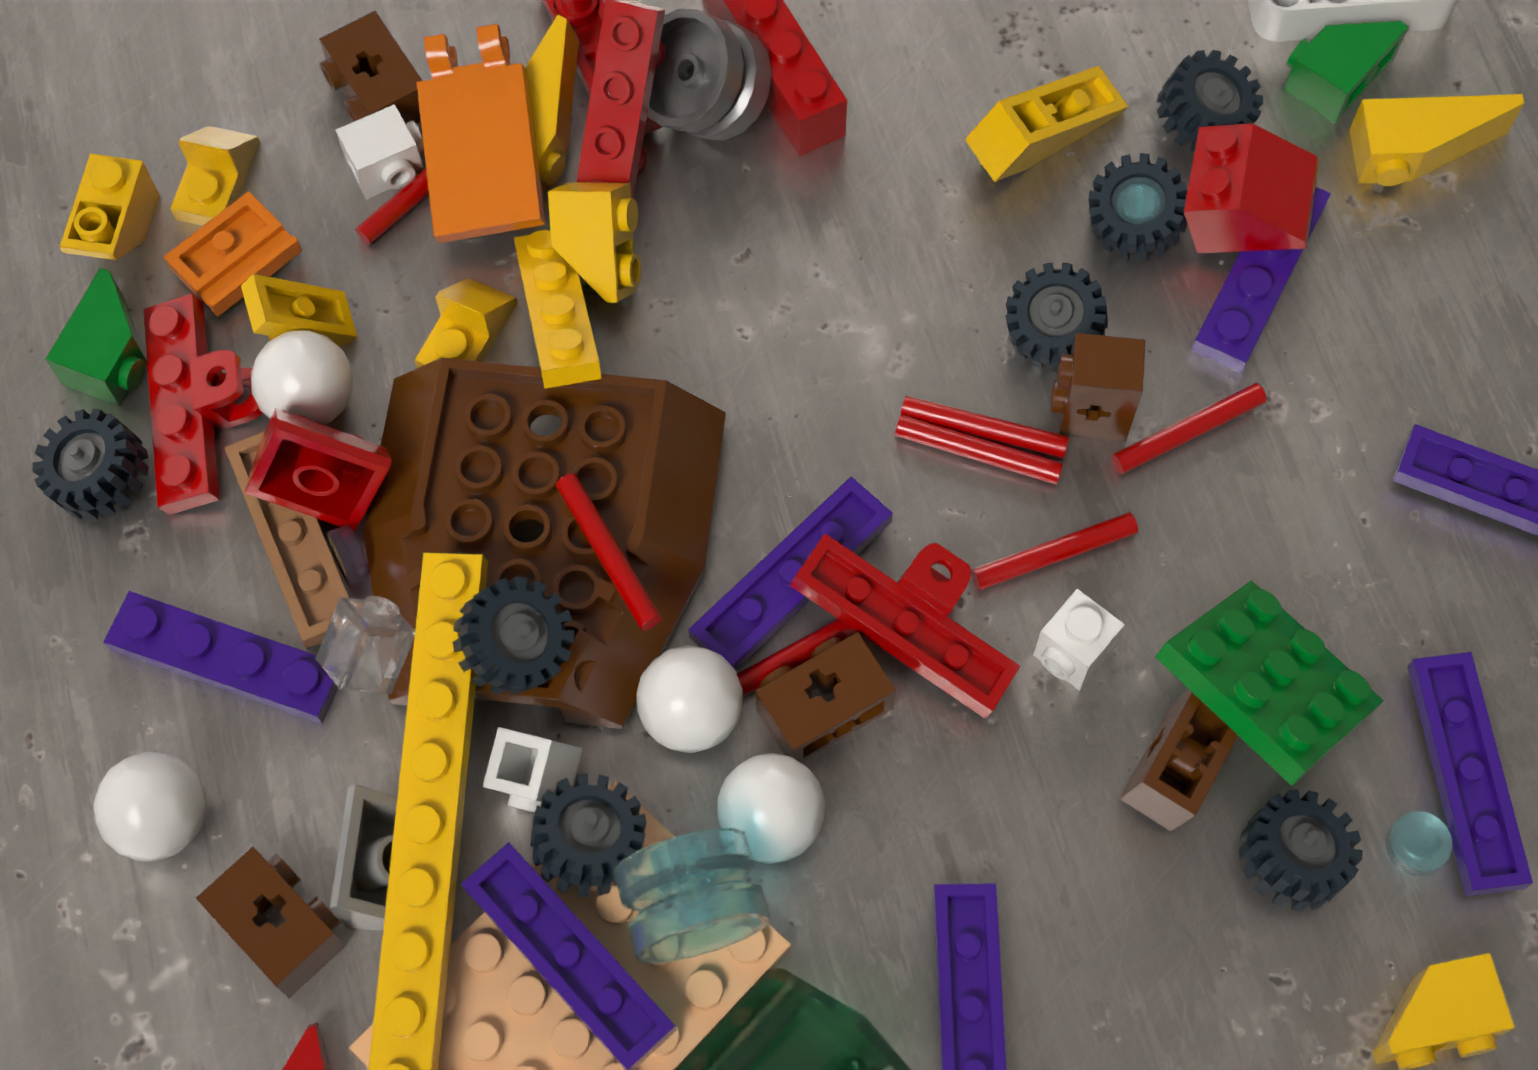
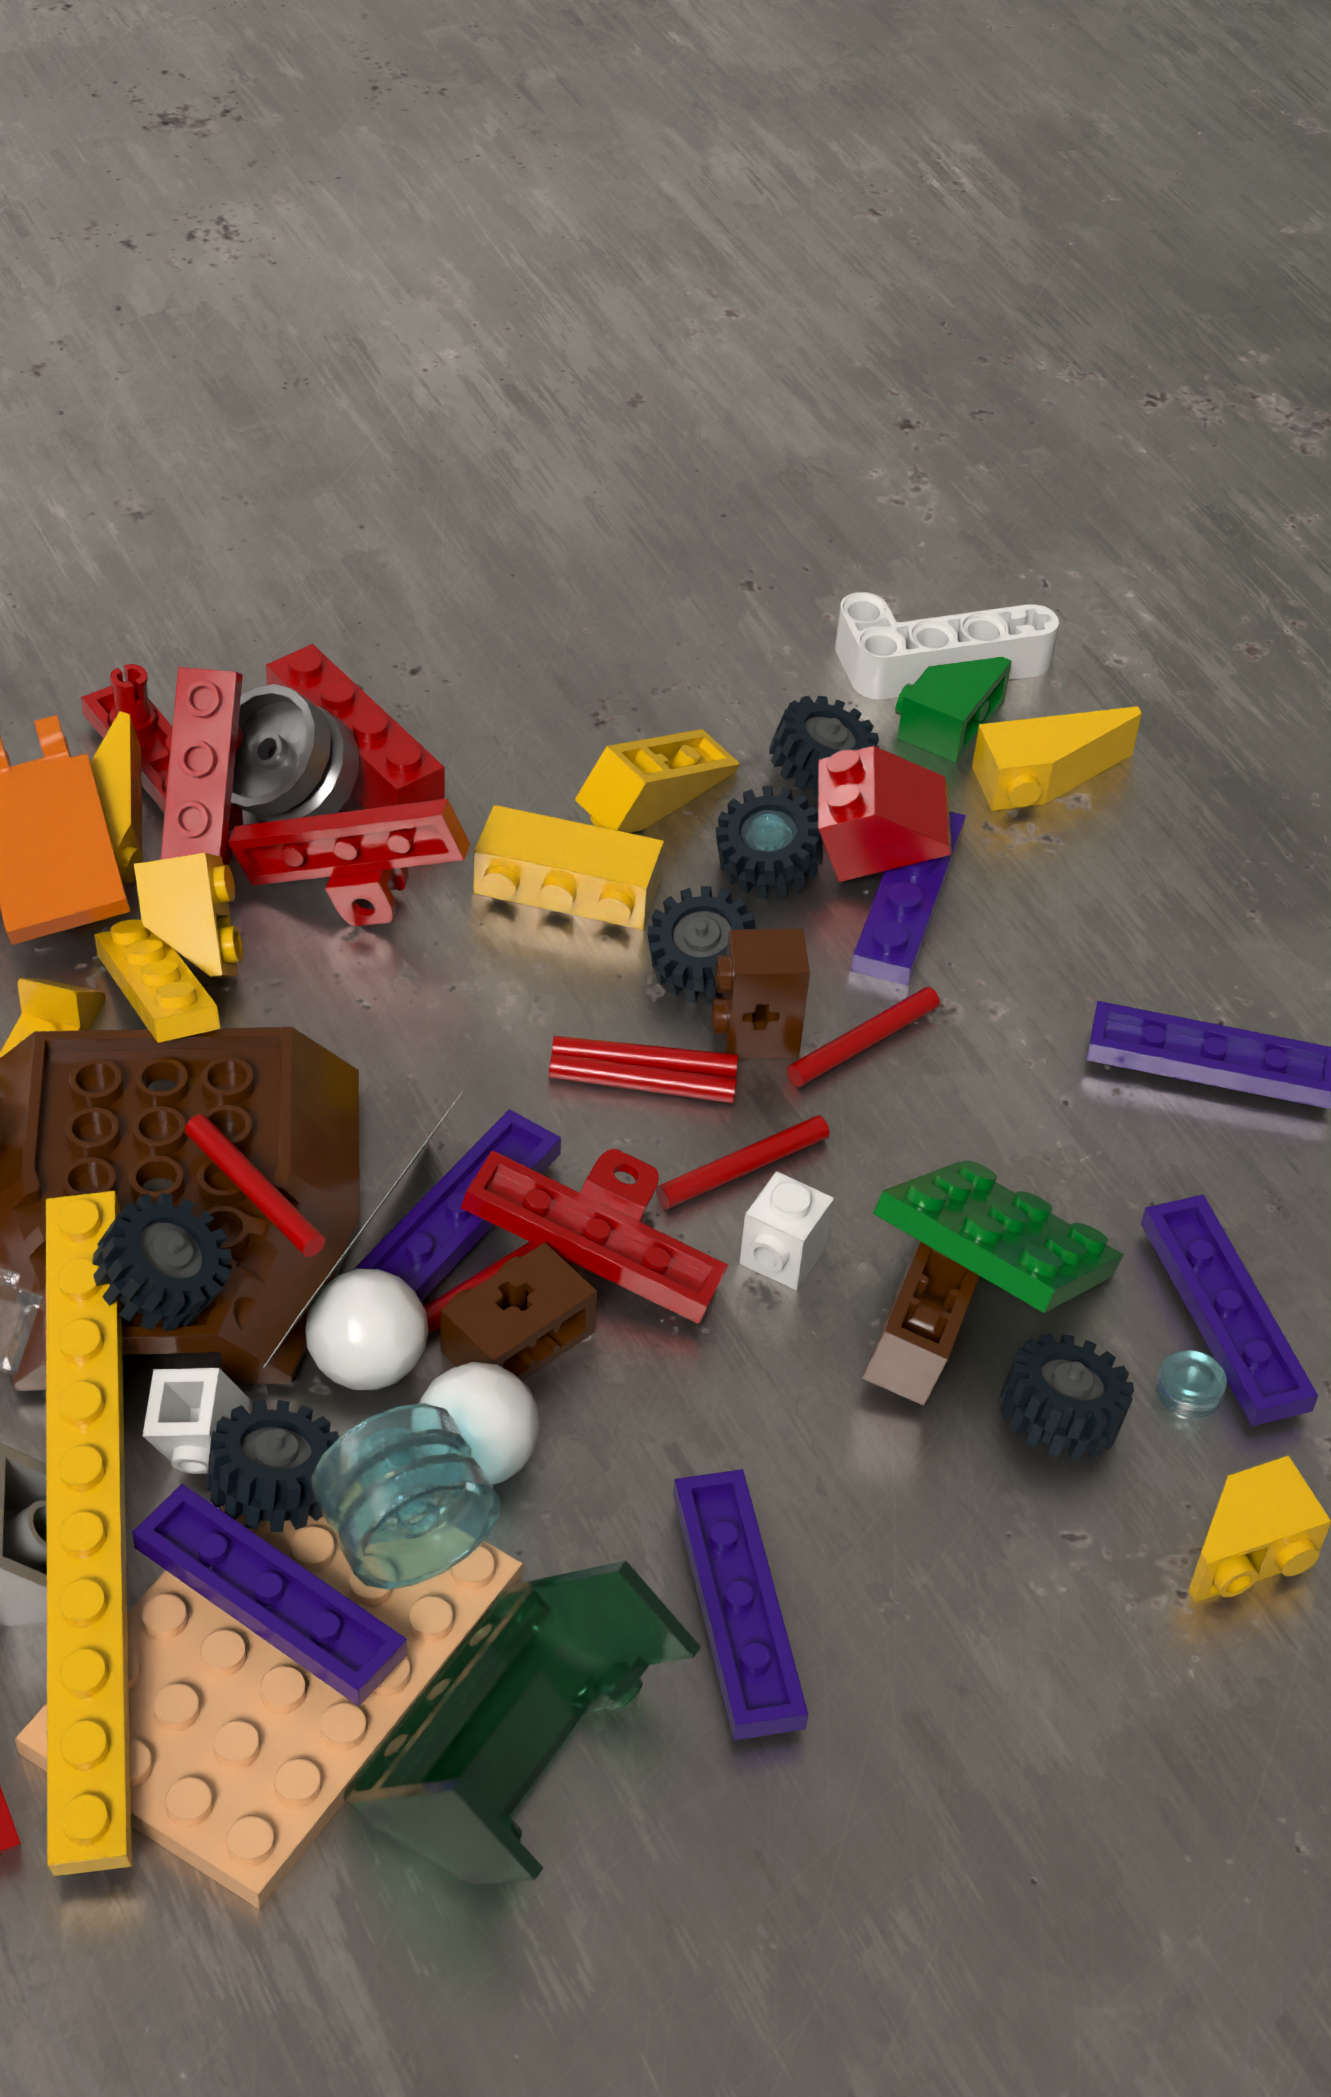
camera: 15 degrees left, 20 degrees down
(702, 595) = (364, 1227): none -> white sticker
(751, 186) = (358, 850): none -> red plate
(947, 213) = (568, 867): none -> yellow brick

